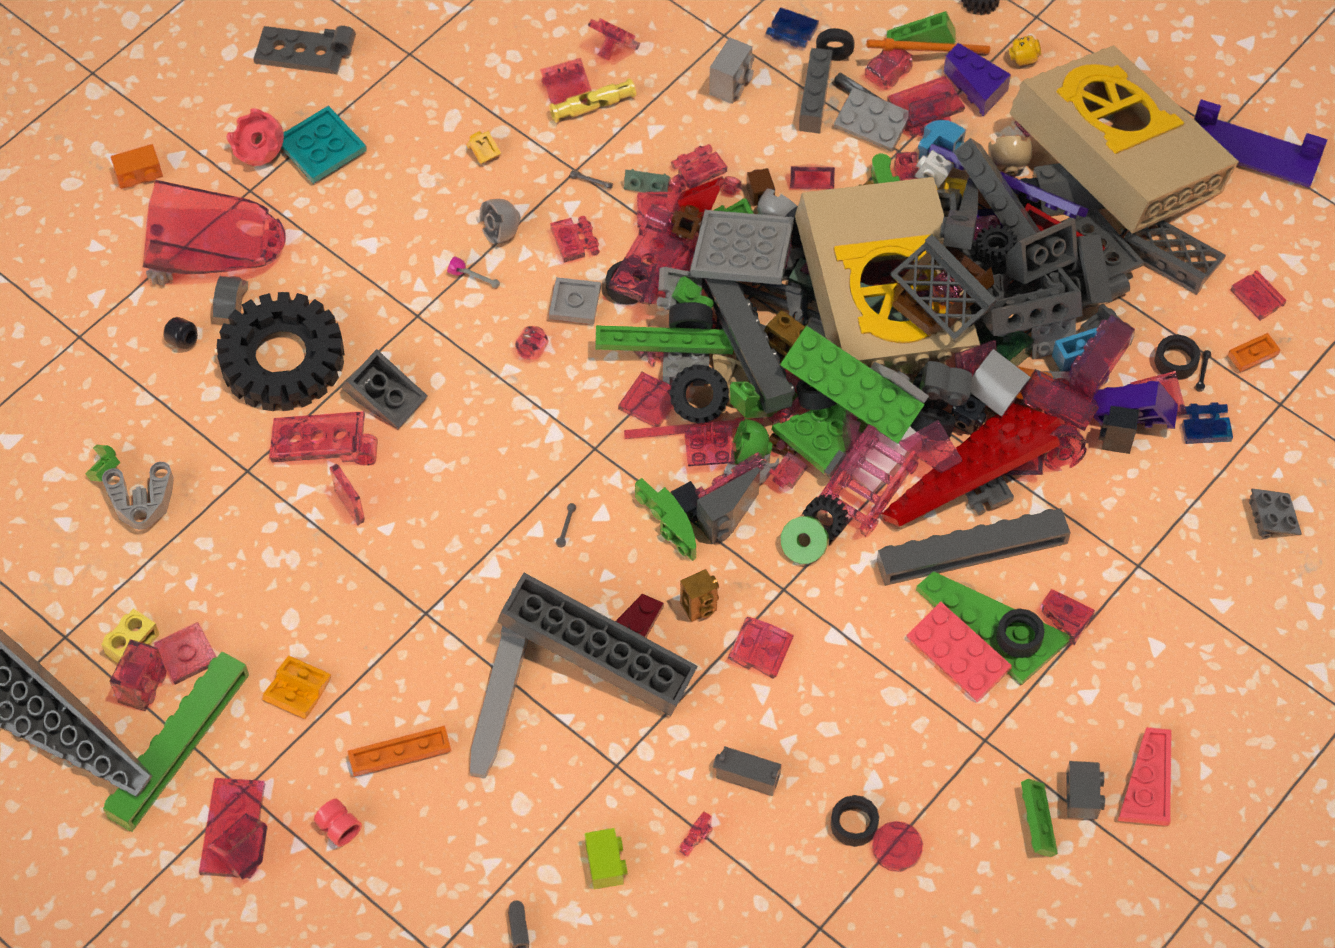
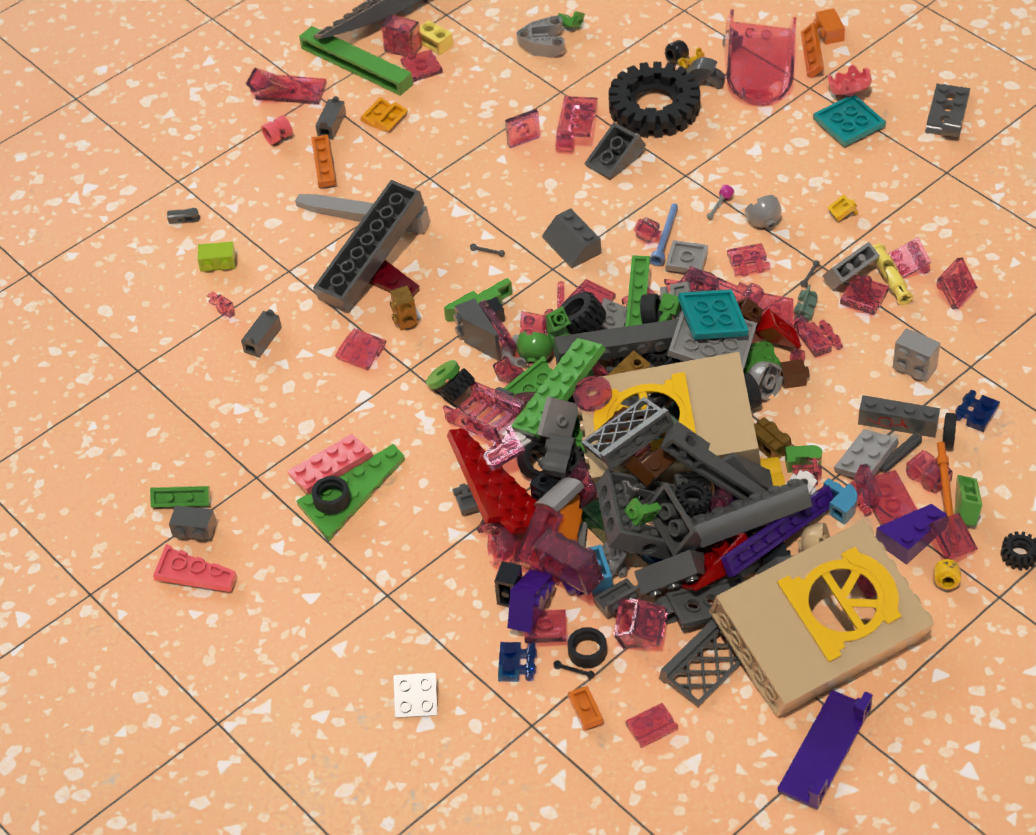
camera: 100 degrees right, 10 degrees down
(200, 323) = (686, 62): none -> yellow piece
(211, 180) = (812, 50): none -> orange plate
(310, 753) = (331, 118): none -> dark grey brick
(549, 424) = (572, 238): none -> dark grey slope
(572, 331) = (657, 257): none -> medium blue piece
(589, 133) = (850, 265): none -> light grey brick
(627, 120) = (866, 291): none -> clear pink plate
(714, 240) = (713, 314): none -> teal plate
(812, 176) = (806, 410): clear pink slope -> none
(855, 802) = (203, 381): black tyre -> none
(863, 352) = (594, 402): none -> clear pink tile
(897, 846) = (183, 415): clear pink tile -> none
(973, 546) = (420, 482): dark grey brick -> none
(982, 41) = (953, 536): none -> clear pink tile
(1045, 273) = (640, 513): none -> bright green bracket
(1067, 614) = (347, 535): clear pink wing -> none
(1147, 304) = (639, 624): none -> clear pink slope

